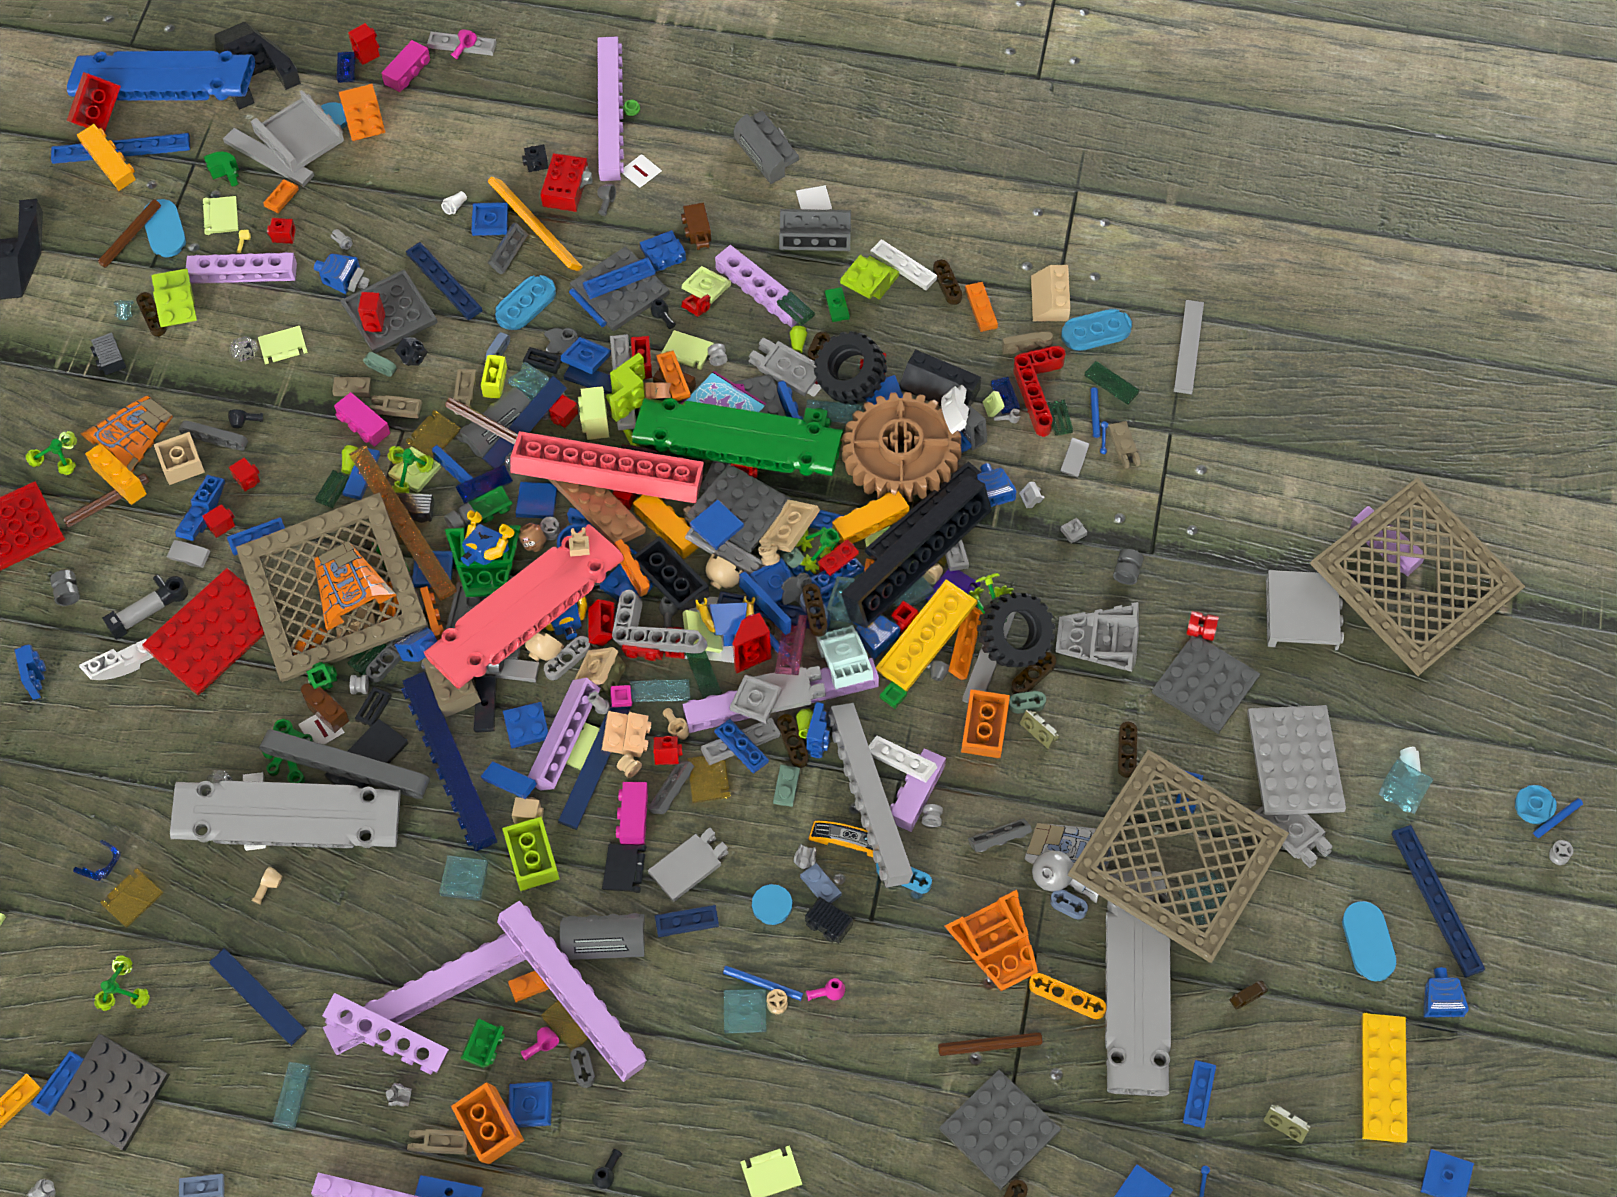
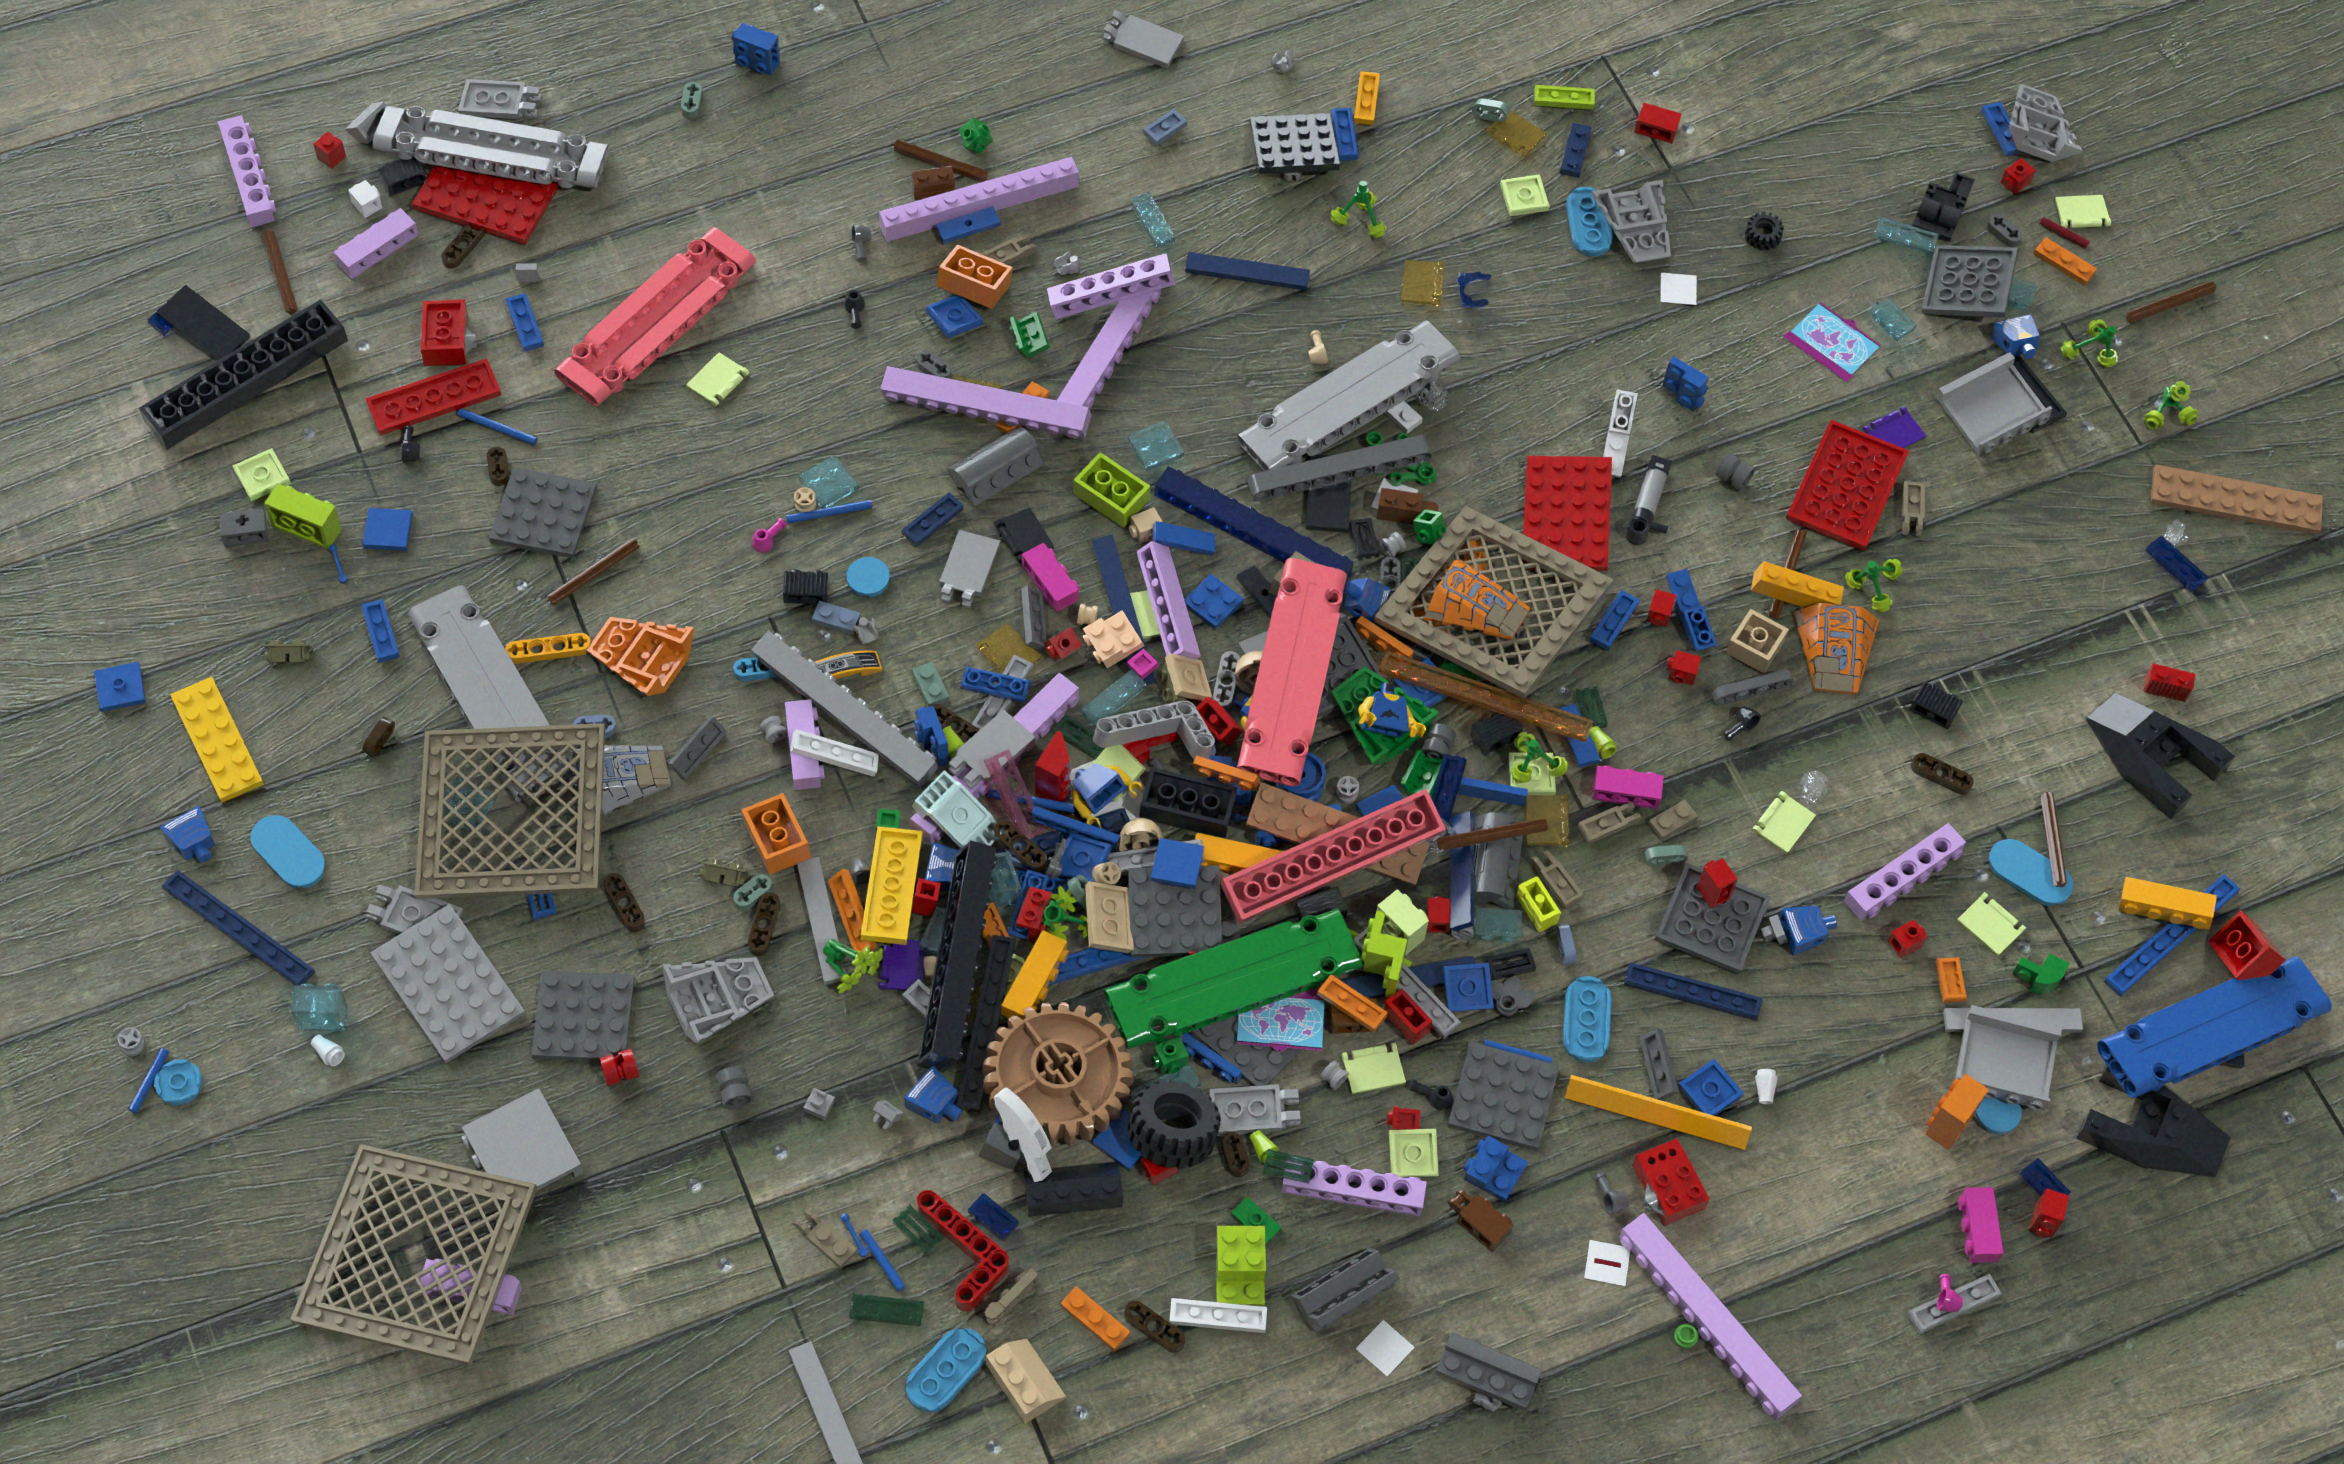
camera: 140 degrees right, 0 degrees up
(123, 309) = (1970, 756): clear light blue brick -> none
(174, 297) = (1930, 790): lime bracket -> none
(188, 553) = (1656, 566): light grey slope -> none
(243, 235) = (1942, 912): light yellow hand -> none
(341, 239) = (1839, 969): light grey pin -> none
(411, 351) = (1645, 882): black brick -> none
(532, 537) = (1354, 764): medium nougat head -> none
(535, 158) = (1727, 1190): black brick -> none
(546, 1041) = (981, 367): dark pink bar -> none
(579, 543) = (1284, 741): tan plate -> none
(601, 706) = (1155, 647): light grey pin -> none
(619, 278) = (1508, 1096): blue tile -> none
(657, 390) = (1360, 981): nougat leg -> none
(677, 726) = (1071, 671): tan bar -> none
(755, 698) = (1009, 720): light grey tile -> none
(993, 404) = (998, 1195): yellowish green tile -> none
(1012, 417) = (973, 1196): light grey hand -> none
(1039, 627) = (815, 944): black tyre -> none
(1051, 870) = (625, 733): light grey cylinder -> none
(1074, 457) = (869, 1185): light grey slope -> none

